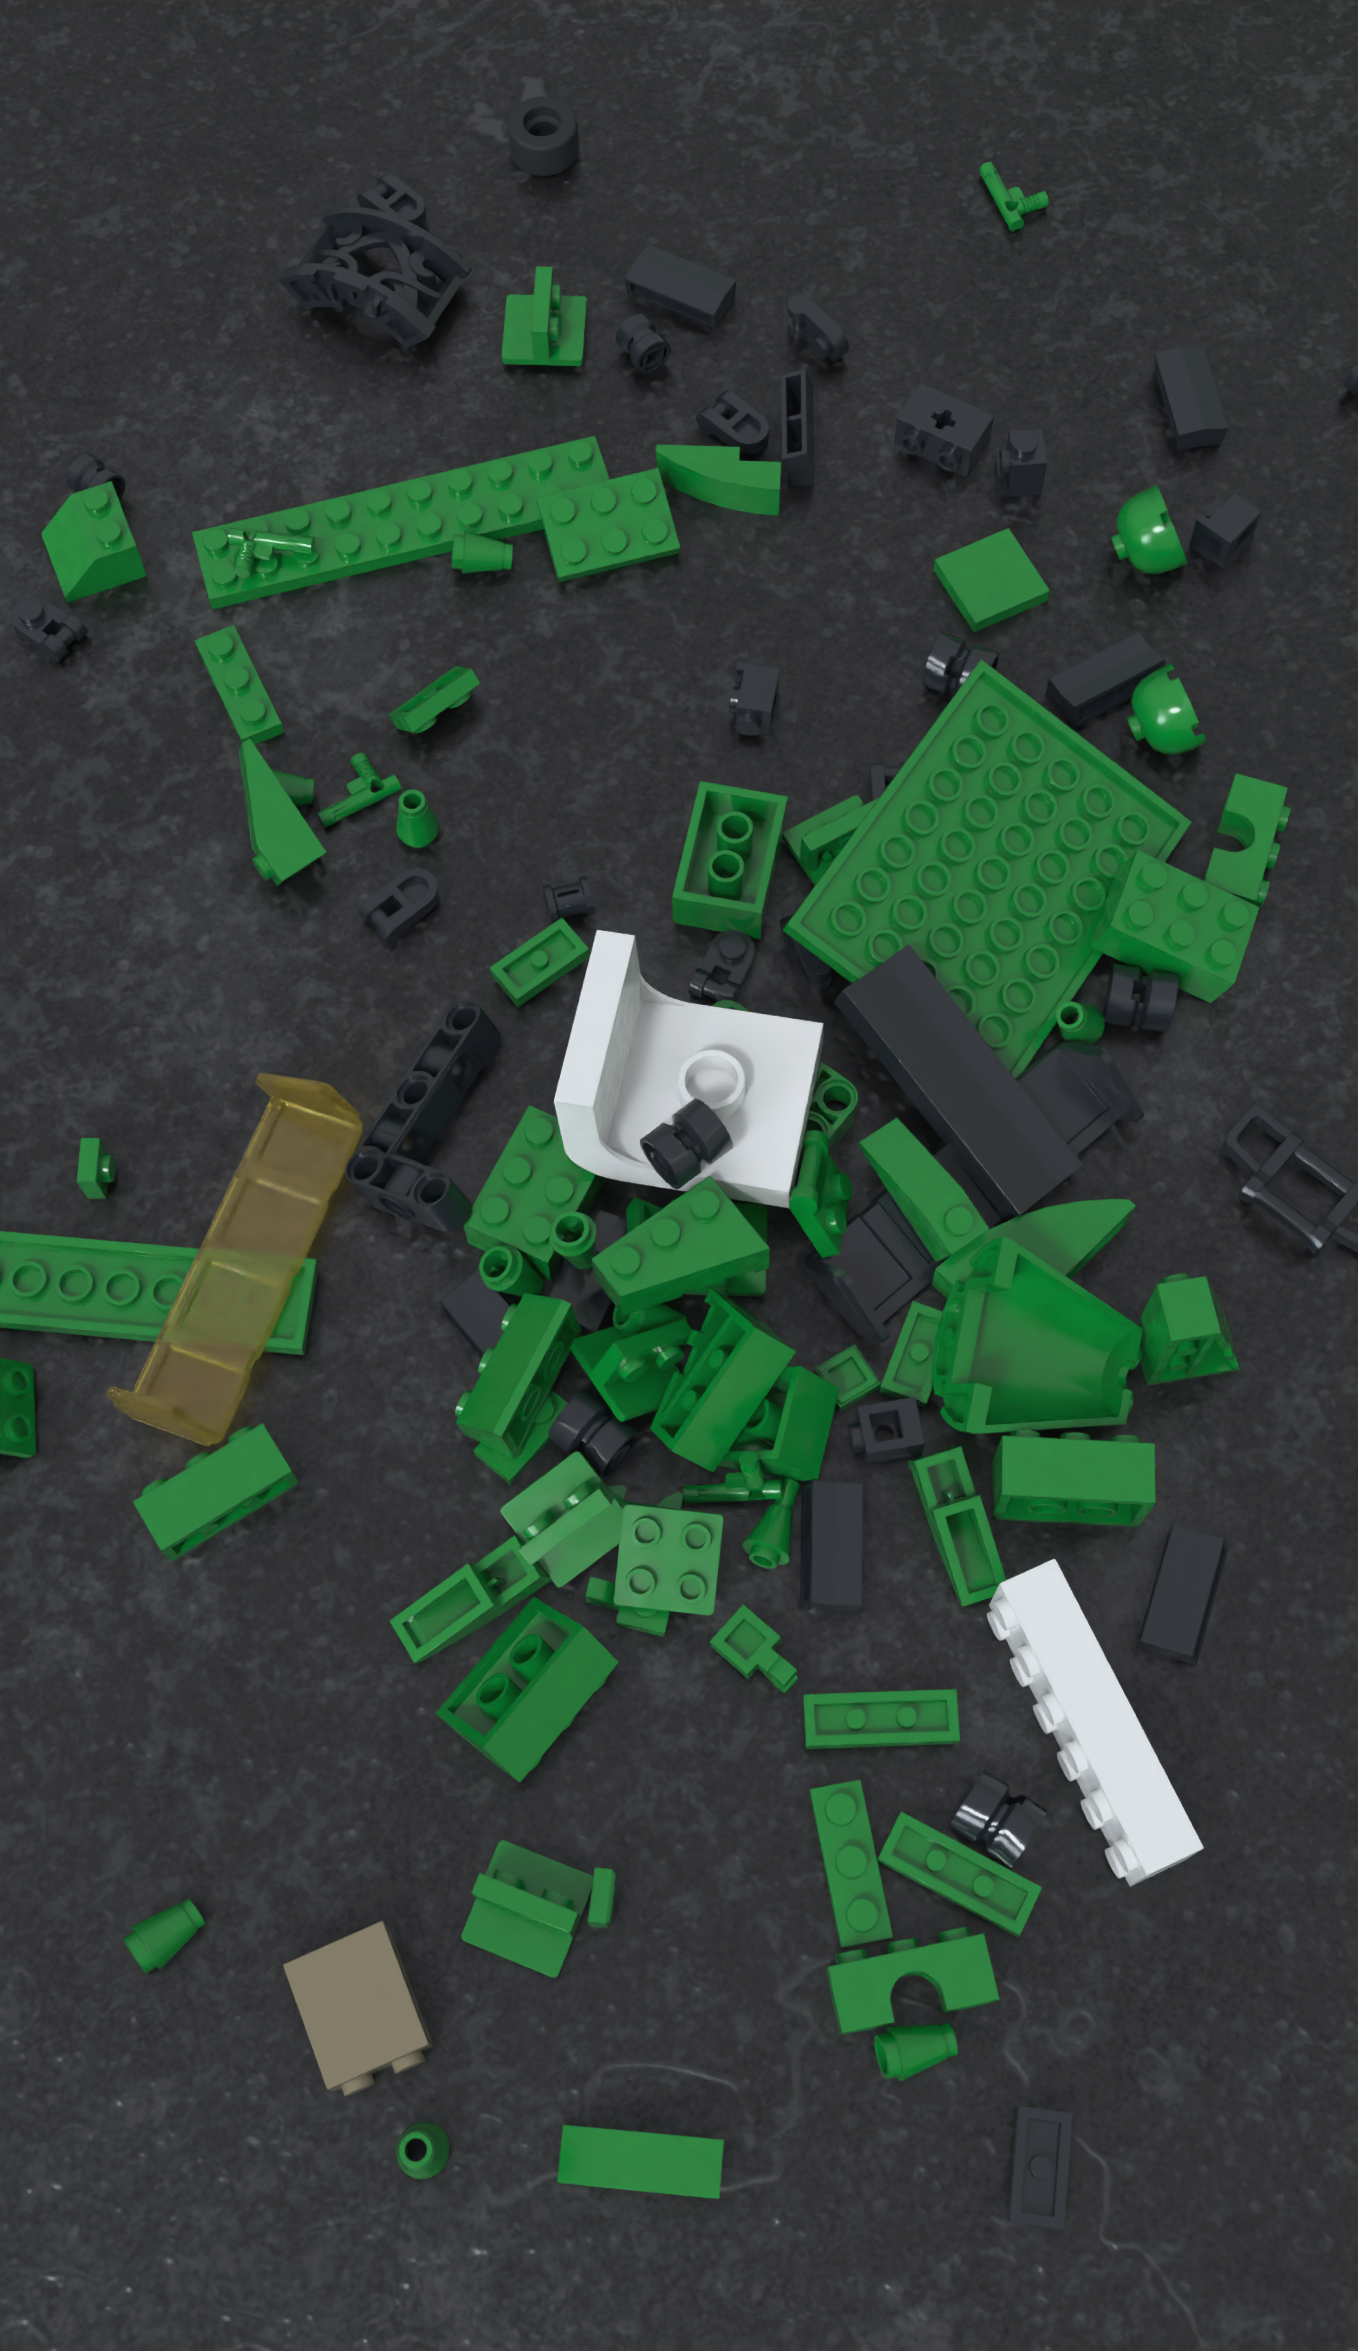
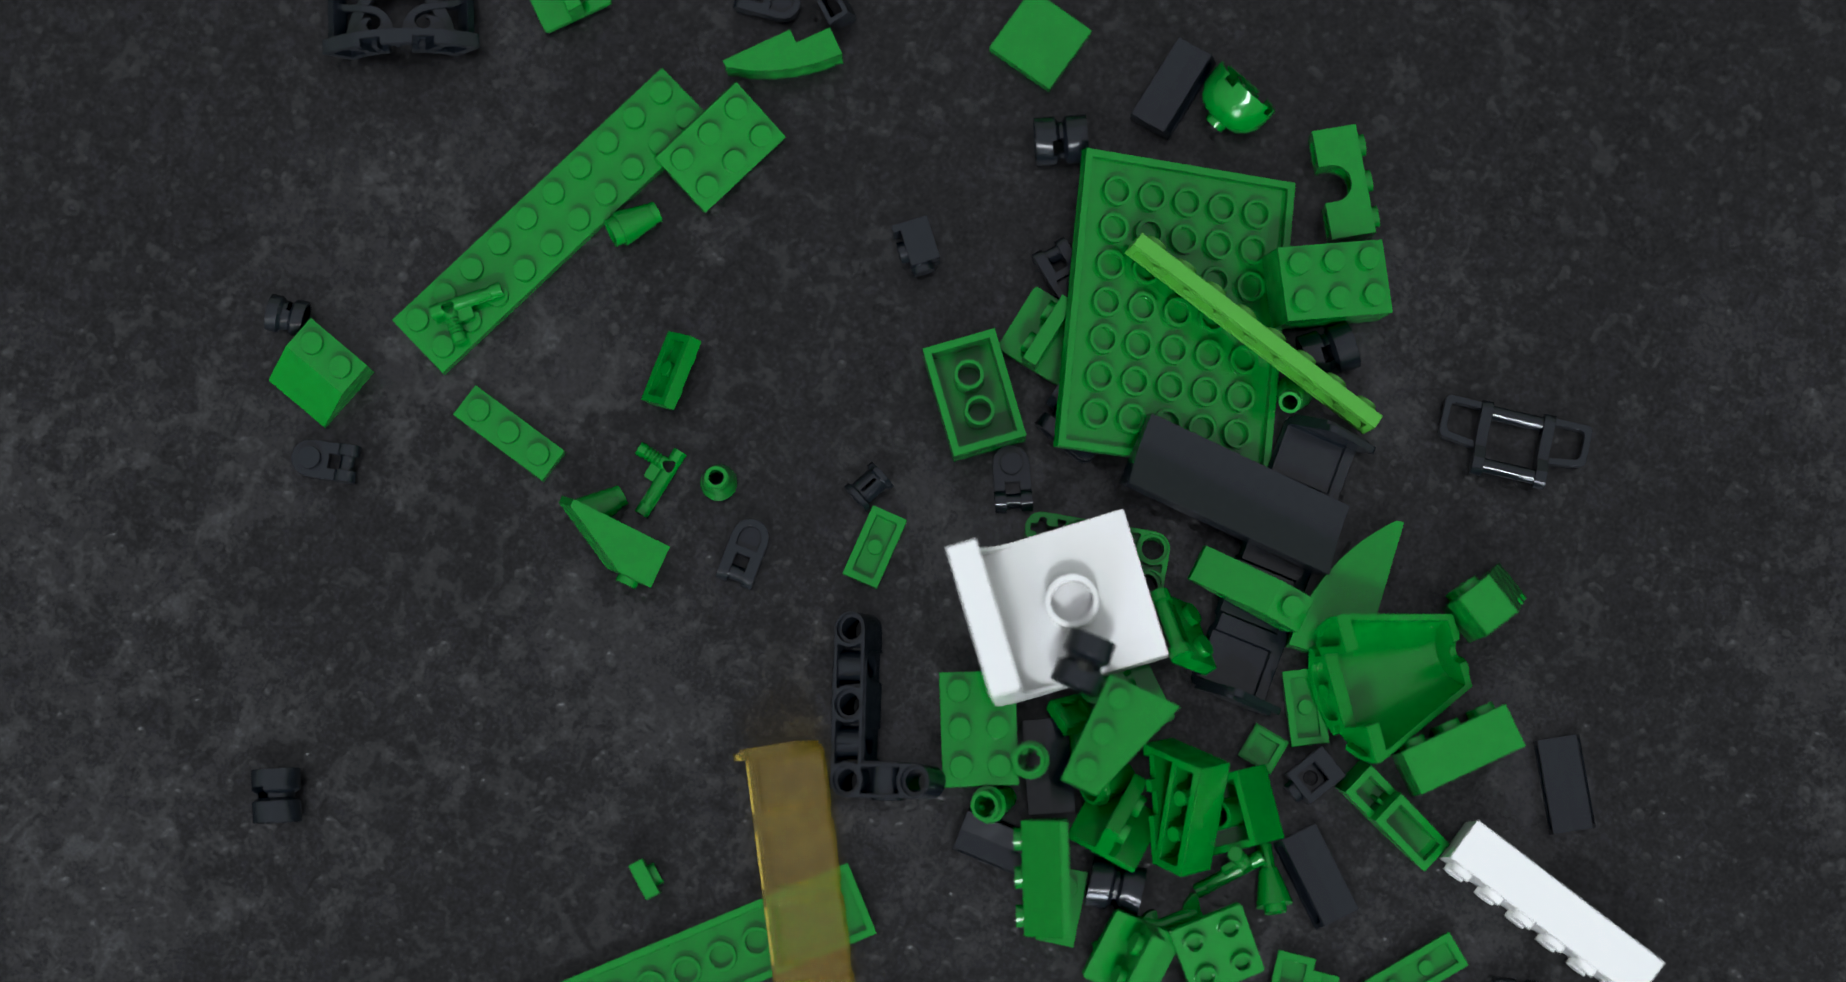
camera: 30 degrees left, 15 degrees up
(1066, 925) = (1263, 340): none -> bright green plate

